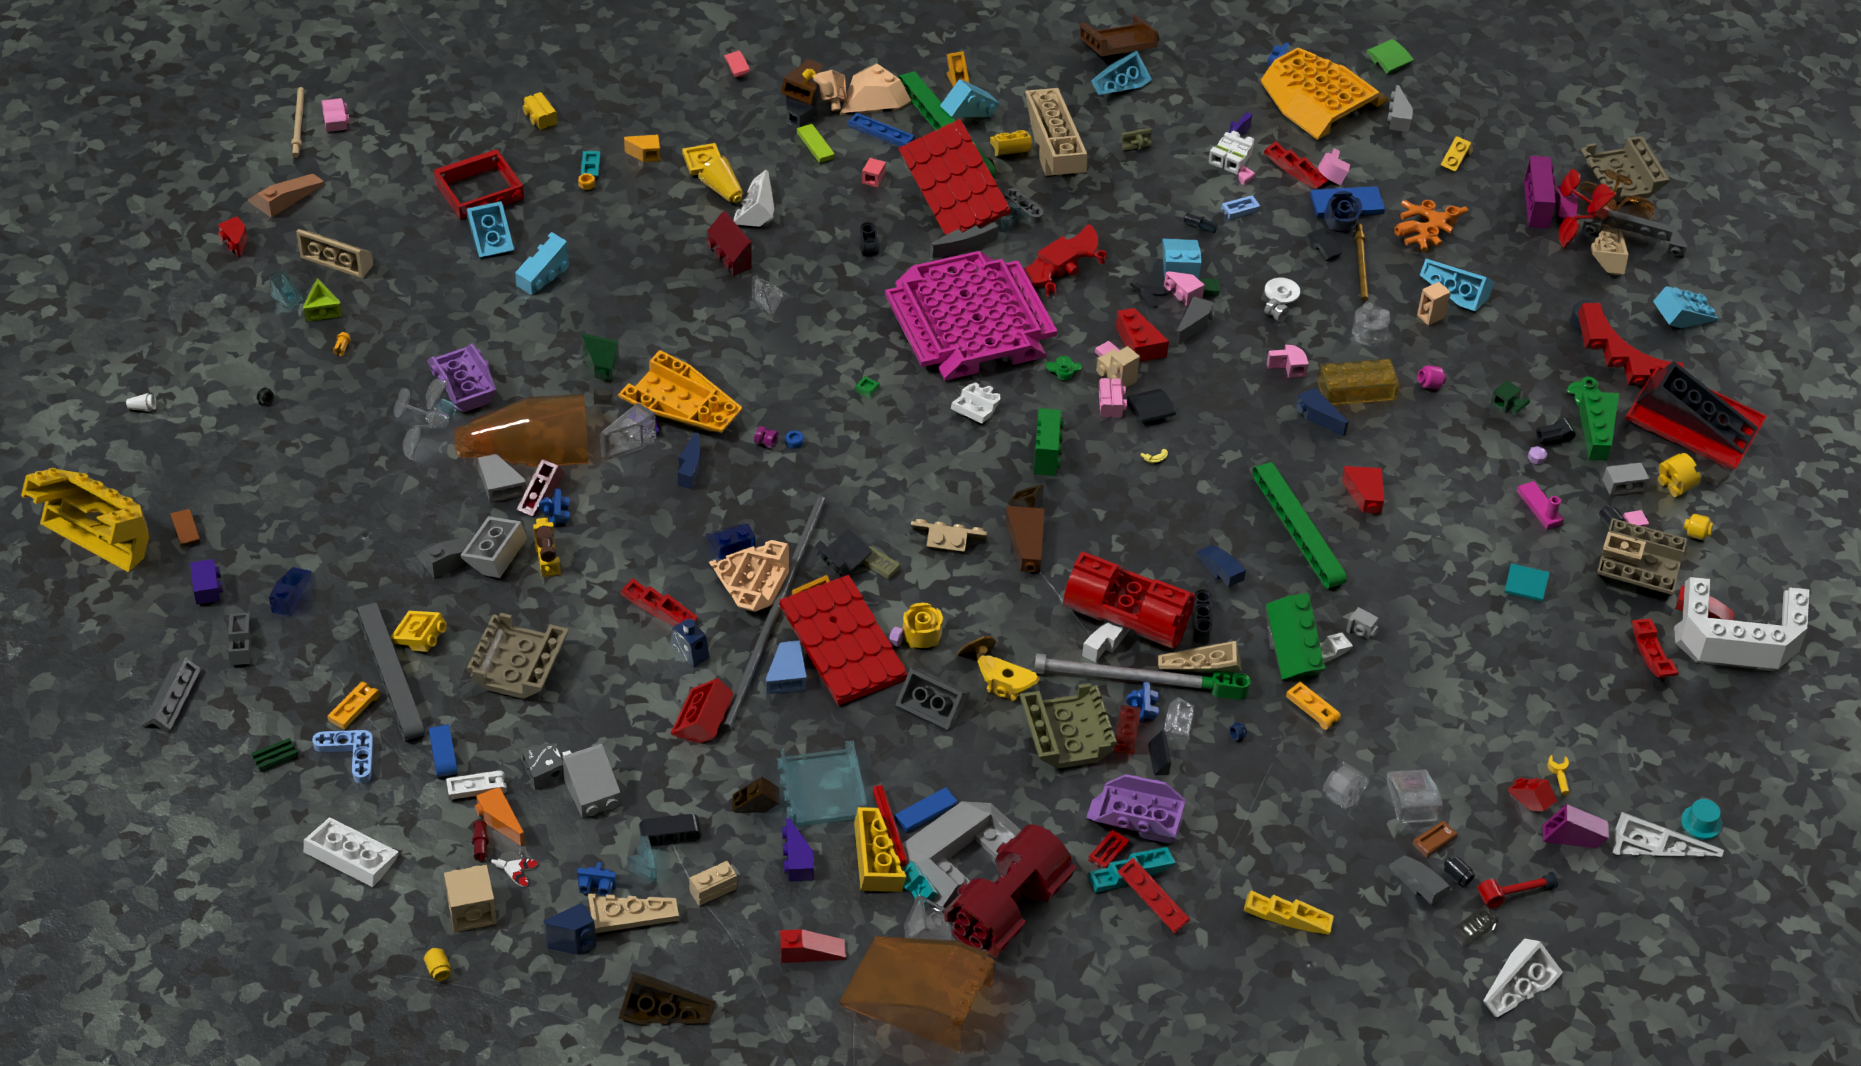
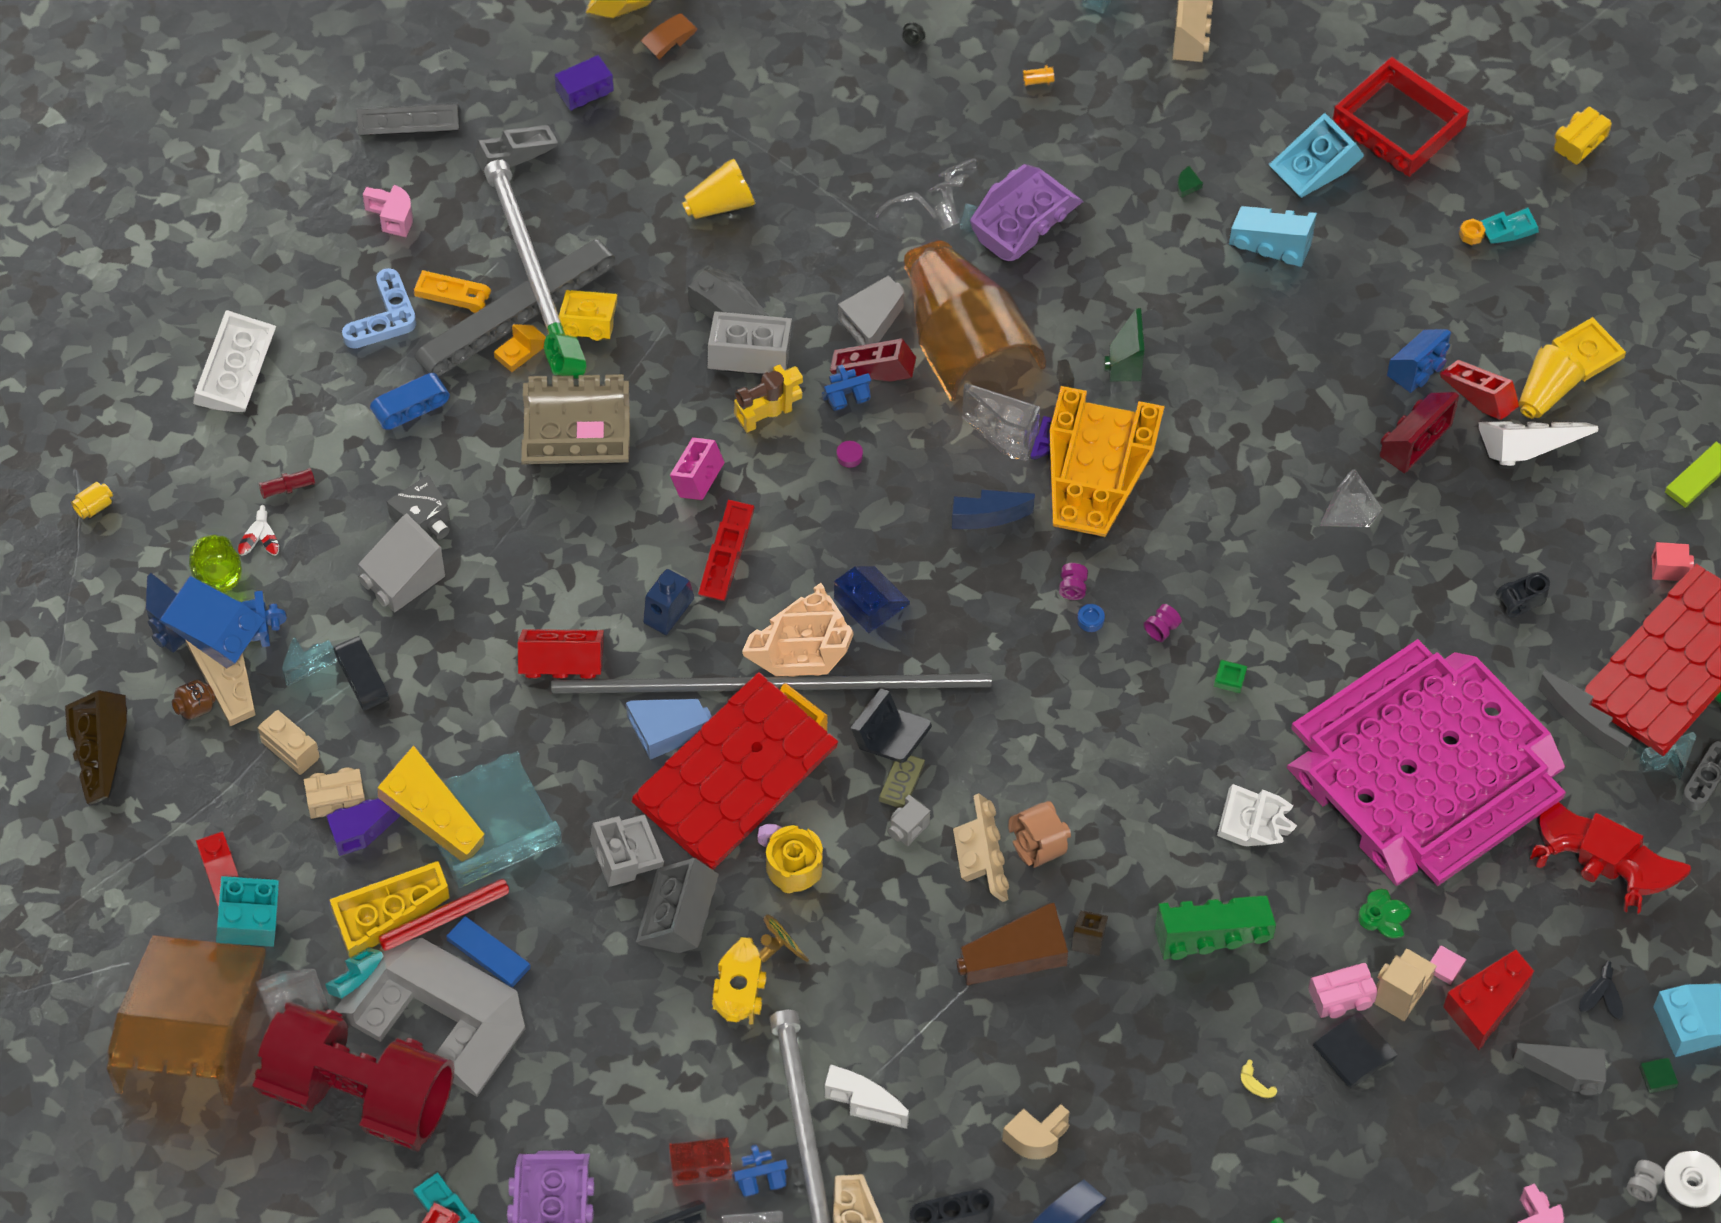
camera: 75 degrees right, 10 degrees up
(260, 719) = (393, 209): none -> bright pink brick
(268, 646) = (560, 349): none -> flat silver piece
(272, 752) = (357, 234): dark green tile -> none
(288, 591) = (606, 166): clear blue slope -> none
(321, 303) = (1090, 28): lime slope -> none
(352, 527) = (719, 193): none -> yellow cone
(425, 678) = (521, 347): none -> light orange slope
(470, 898) = (186, 496): tan brick -> none
(472, 297) = (1188, 182): none -> dark green tile
(475, 784) = (369, 451): white plate -> none
(499, 815) = (331, 487): orange slope -> none
(528, 650) = (590, 429): none -> bright pink tile
(538, 894) = (215, 562): none -> clear neon green piece
(588, 599) = (697, 468): none -> dark pink brick
(604, 892) = (212, 621): none -> blue slope
(608, 523) = (849, 454): none -> magenta tile
(644, 148) = (1574, 275): light orange slope -> none
(649, 932) = (193, 699): none -> reddish brown head
(676, 228) = (1420, 359): none -> blue slope
(708, 211) = (1482, 388): none -> red slope
(756, 797) = (440, 750): dark brown slope -> none
(766, 865) = (333, 791): none -> tan brick
(810, 802) = (430, 806): none -> yellow wedge
(817, 404) = (1160, 625): none -> magenta wheel
(849, 933) = (247, 911): none -> teal slope
(879, 713) = (625, 848): none -> light grey brick
(913, 563) = (909, 821): none -> light grey brick
(953, 500) = (1039, 834): none -> nougat brick
(1070, 728) = (672, 1078): olive slope -> none
(1100, 861) = (480, 1200): red tile -> none
(1131, 600) = (916, 1098): red cylinder -> none
(1161, 562) = (1034, 1138): none -> tan brick
(1184, 286) = (1632, 1038): bright pink slope -> none

